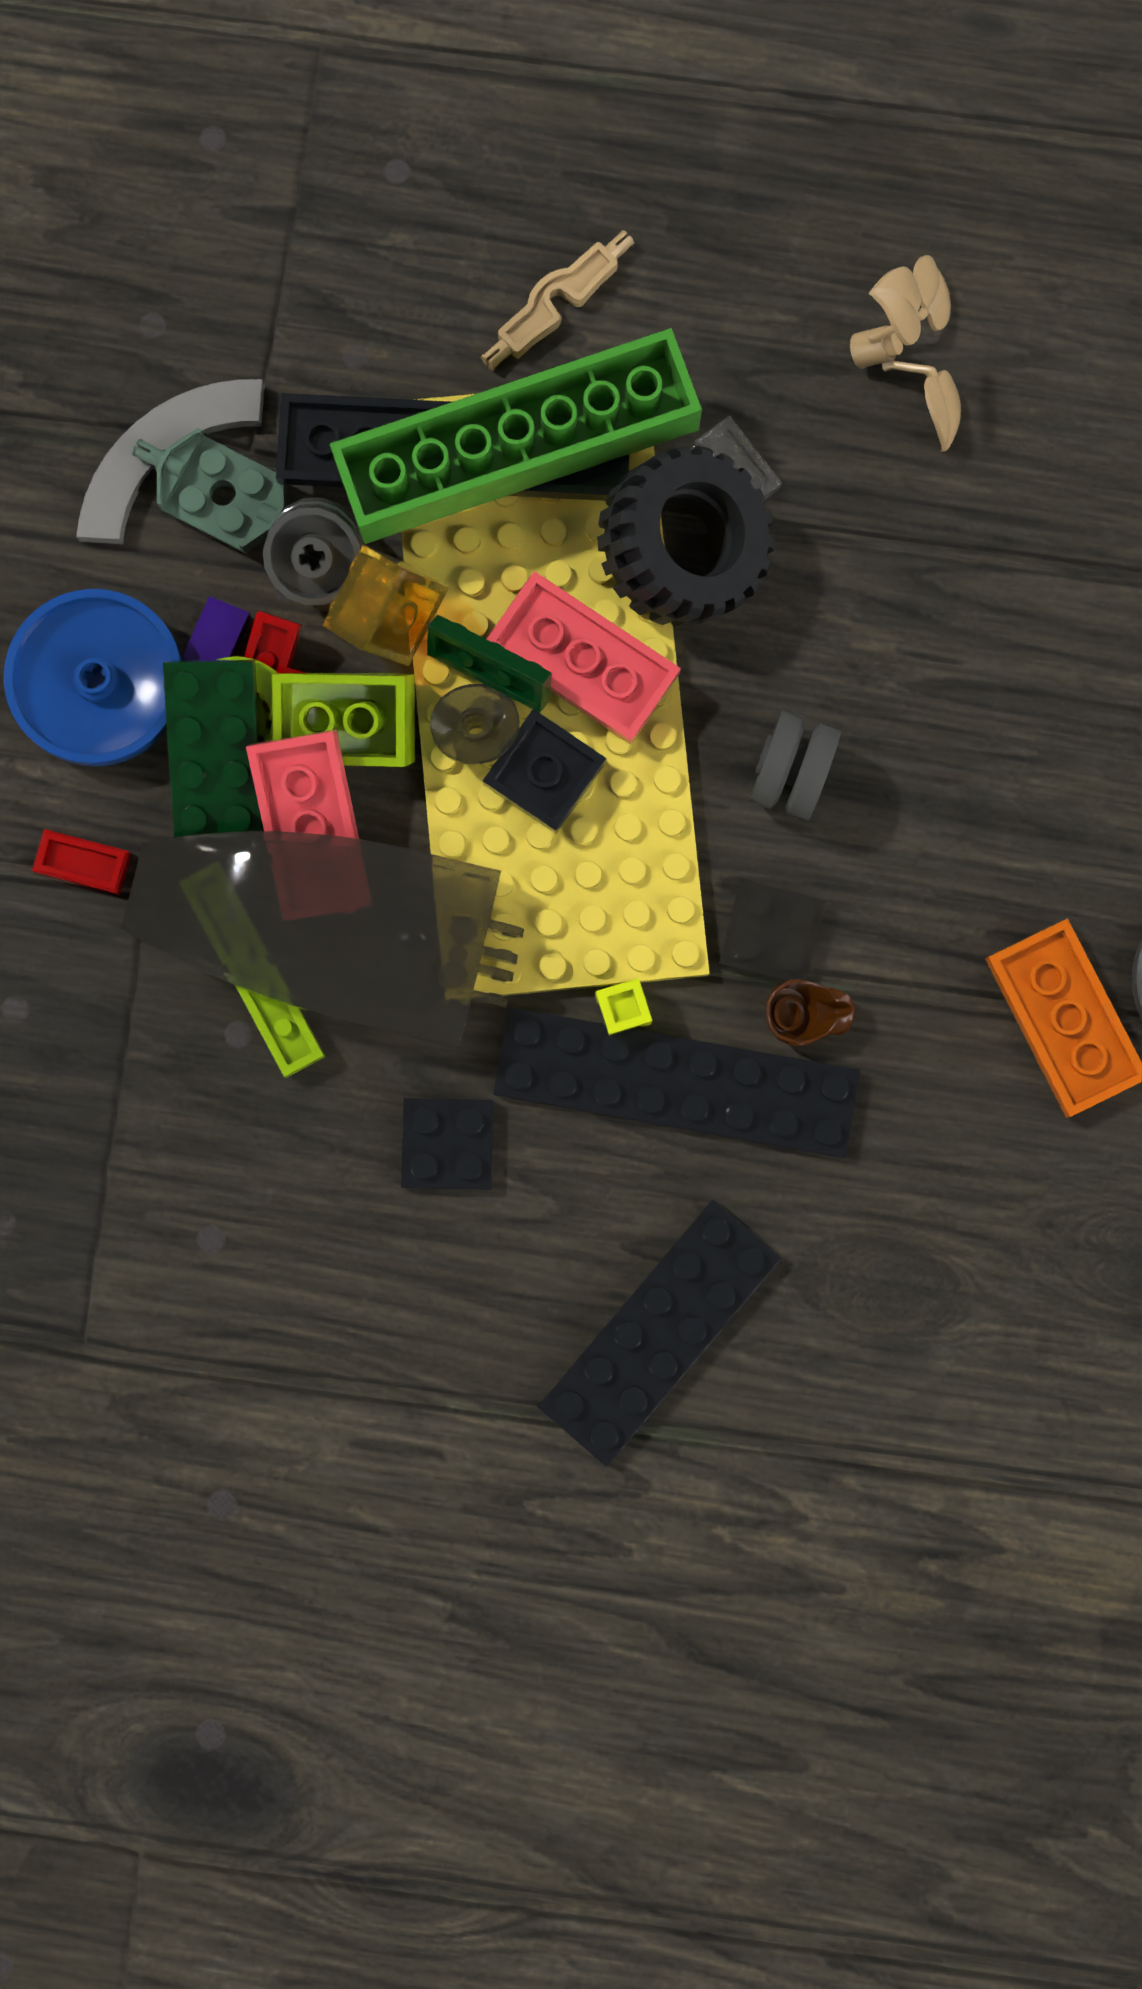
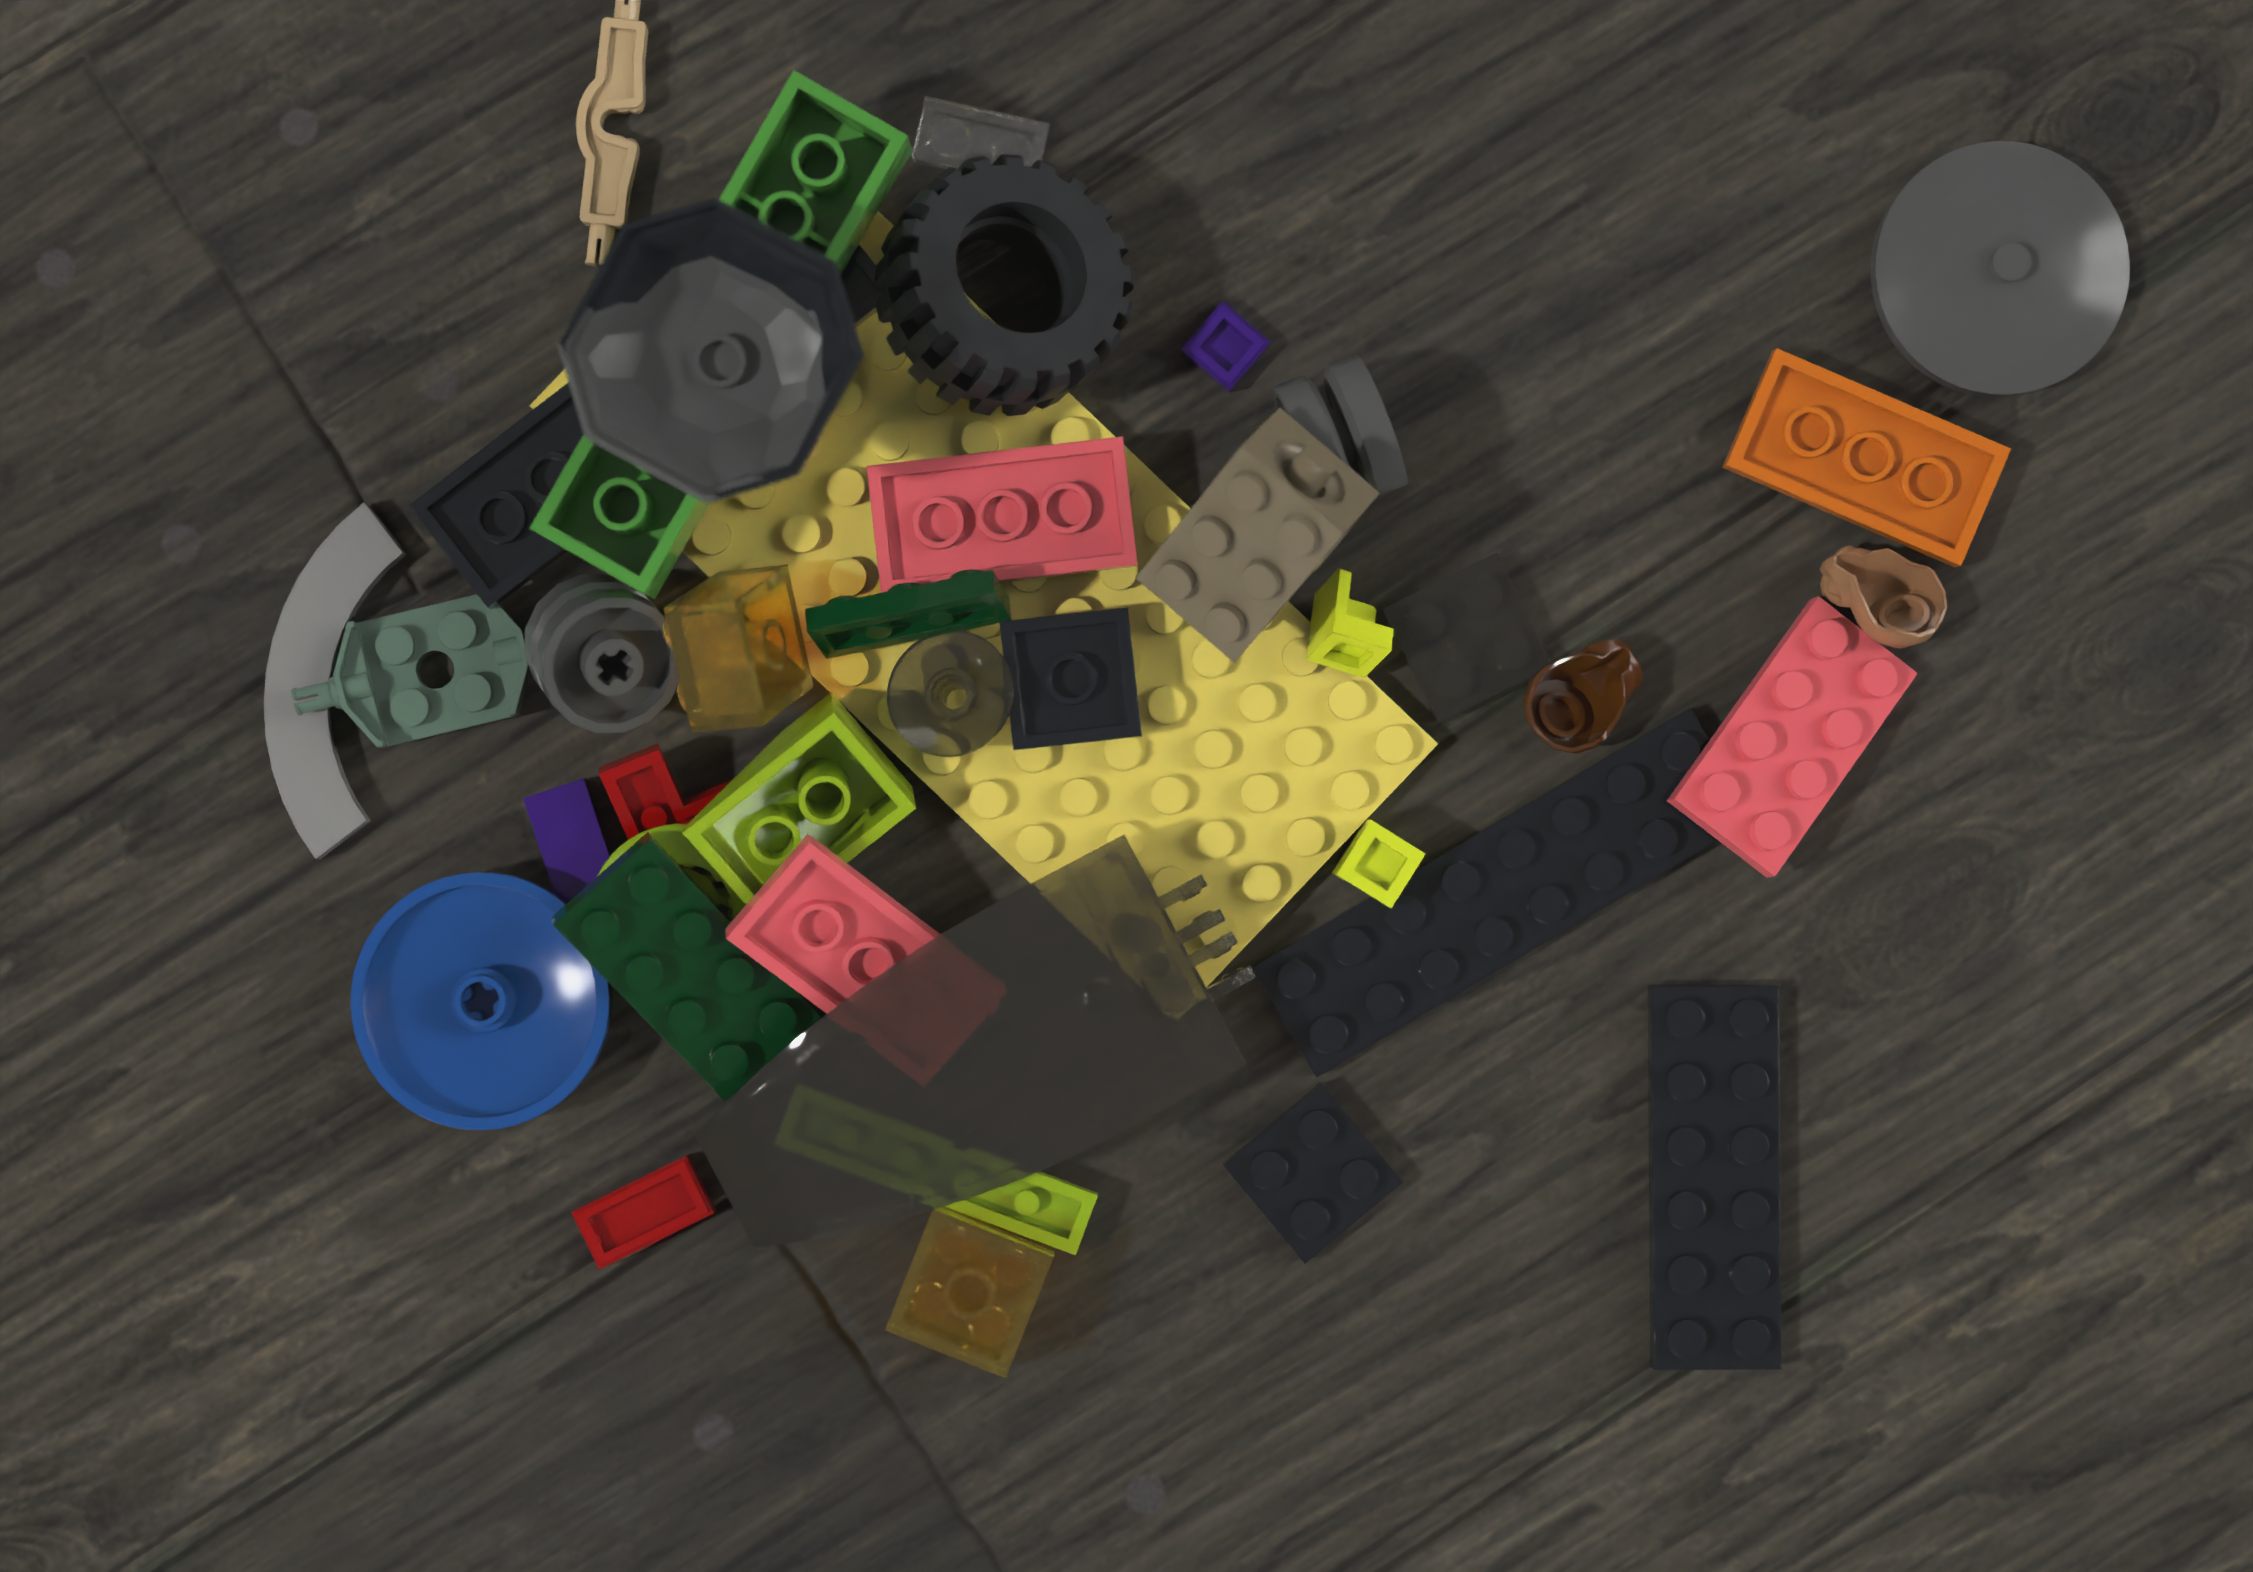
camera: 40 degrees left, 5 degrees up
(212, 1045) = (970, 1290): none -> clear yellow brick
(500, 417) = (711, 350): none -> dark grey rock
(707, 770) = (1257, 534): none -> dark tan torso
(710, 871) = (1345, 630): none -> neon yellow panel
(775, 675) = (1225, 346): none -> dark purple tile
(901, 1131) = (1792, 737): none -> coral plate
(1016, 1097) = (1888, 594): none -> medium nougat hair

